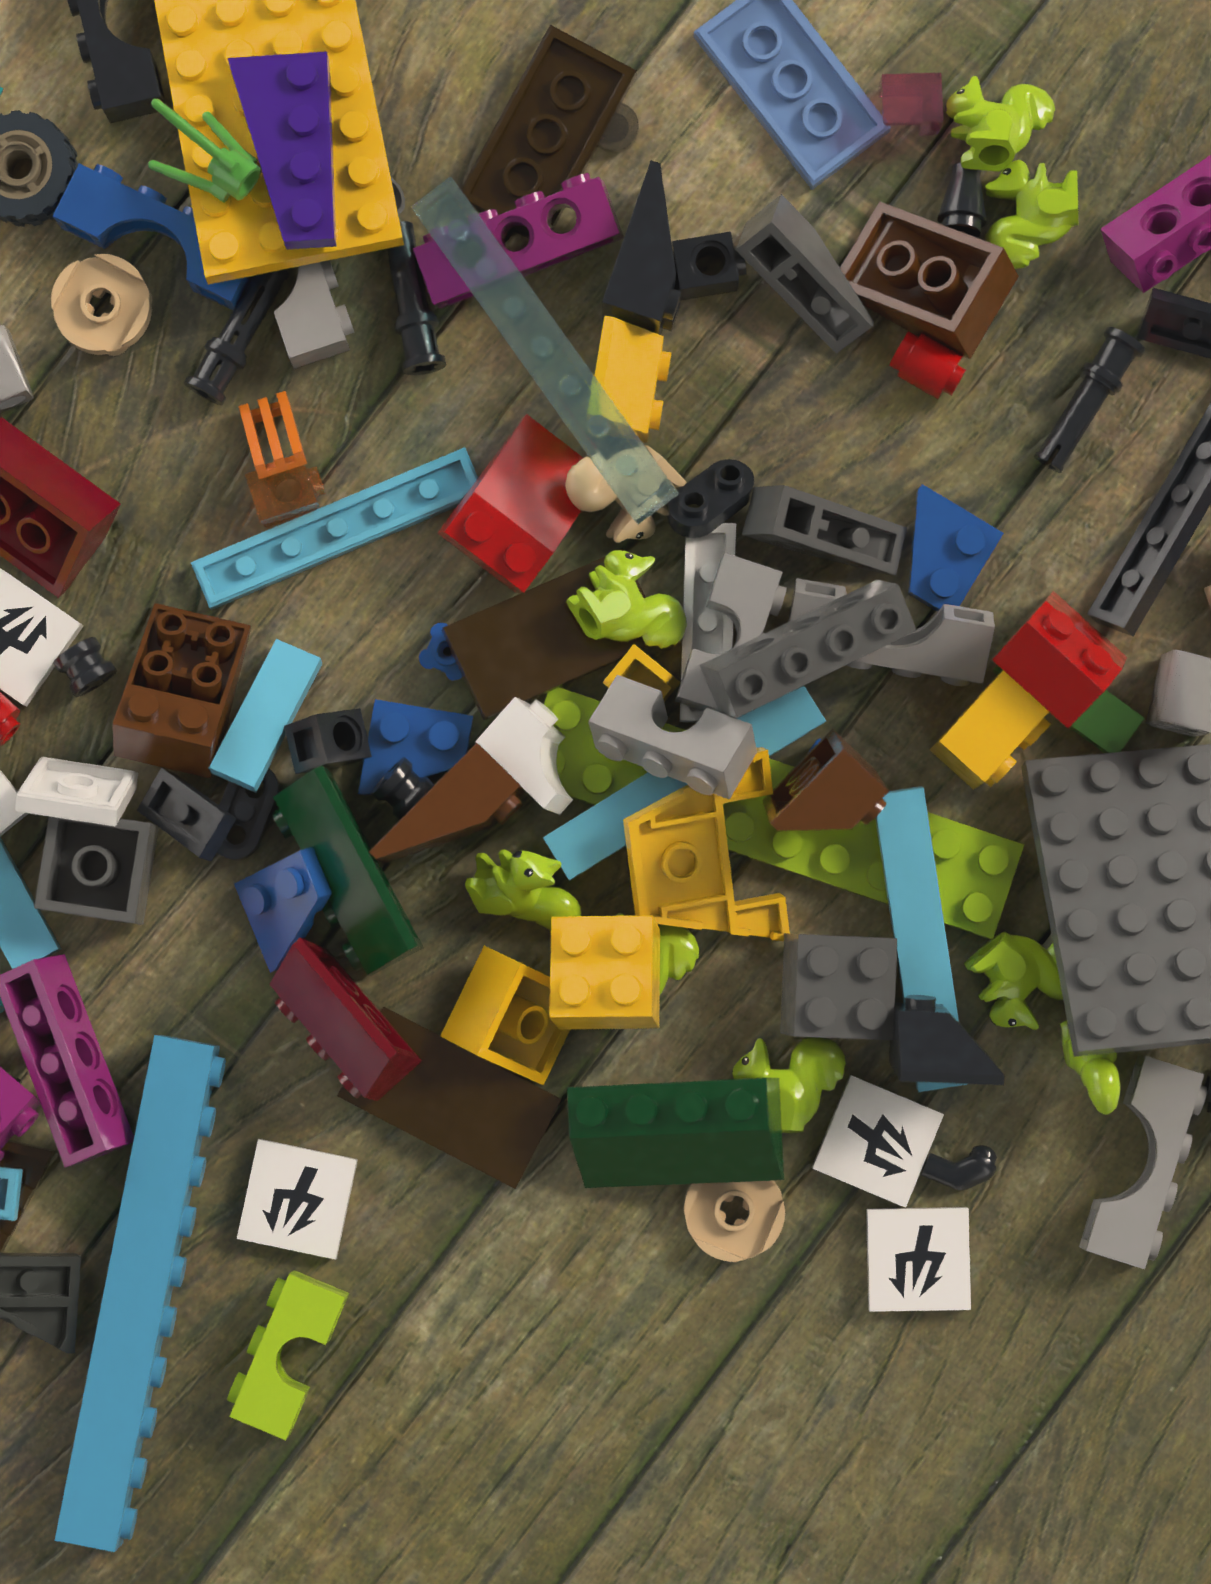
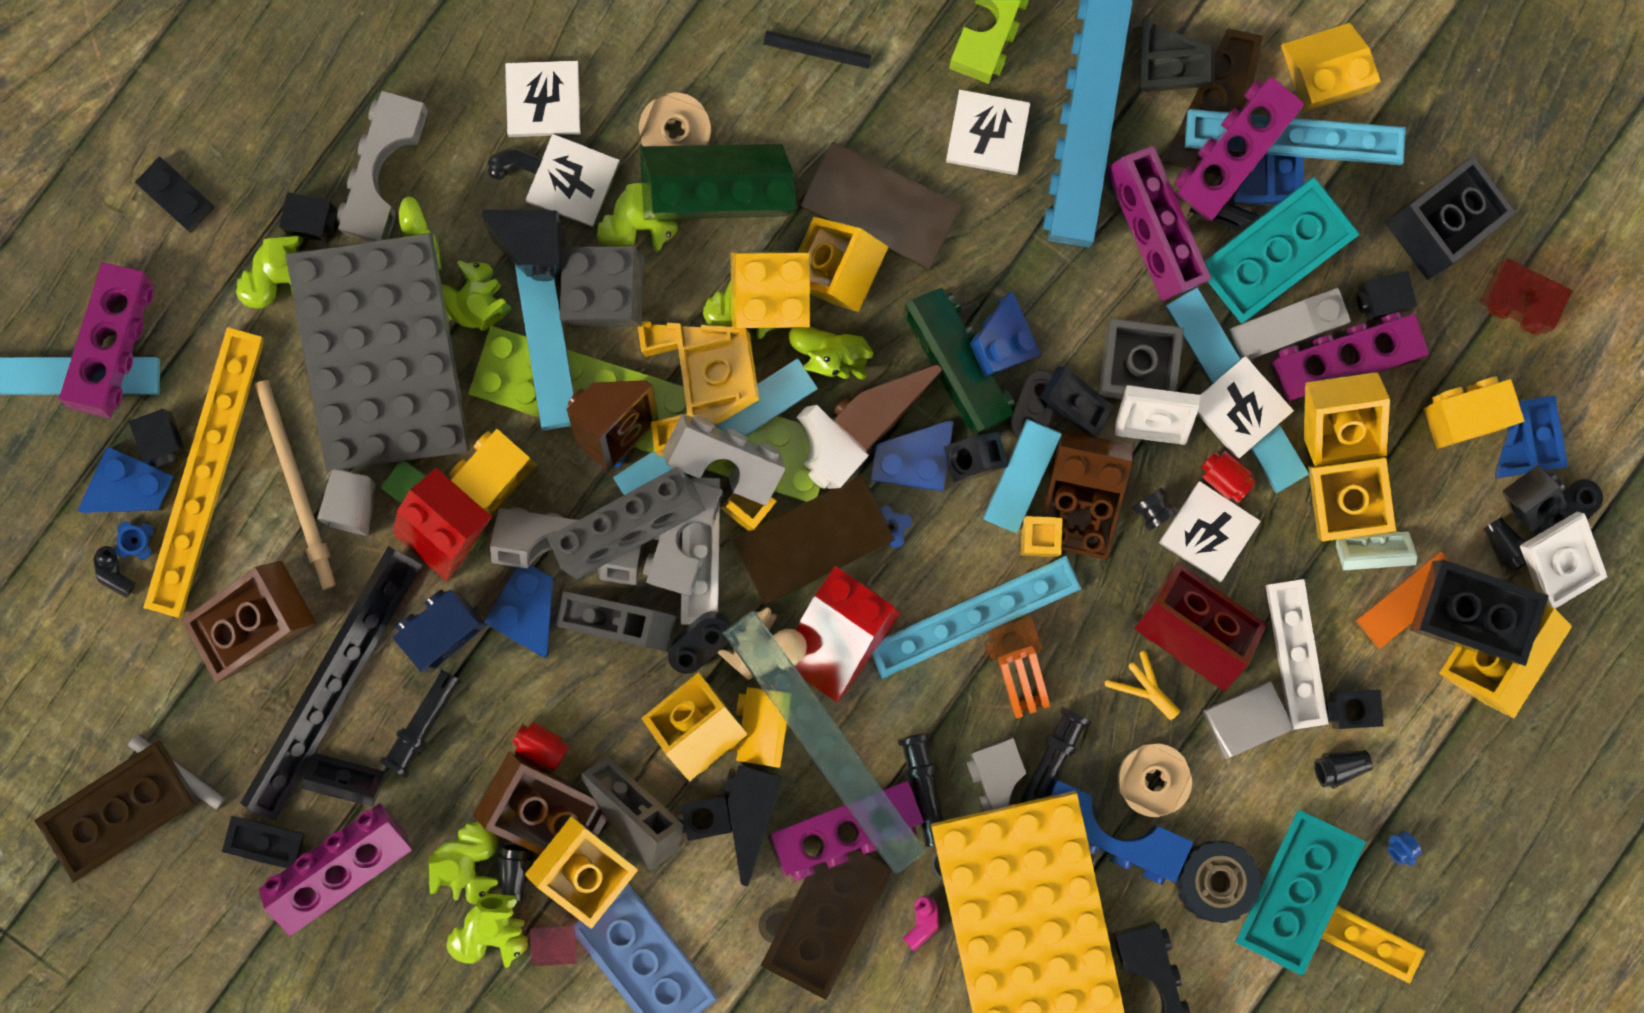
camera: 170 degrees right, 0 degrees up
(102, 426) = (1152, 691): none -> yellow plant
(232, 170) = (1059, 871): bright green plant -> none
(242, 629) = (1041, 536): none -> yellow panel
(291, 129) = (1017, 908): dark purple wing -> none
(341, 1021) = (958, 254): dark red slope -> none
(402, 788) = (920, 422): black wheel -> none
(413, 124) = (926, 922): none -> dark pink arm
(533, 1322) = (817, 49): none -> black bar
(620, 611) = (765, 556): lime animal -> none
(720, 380) = (694, 726): none -> yellow brick
(874, 192) = (581, 872): none -> yellow brick
(1057, 520) = (438, 630): none -> dark blue brick

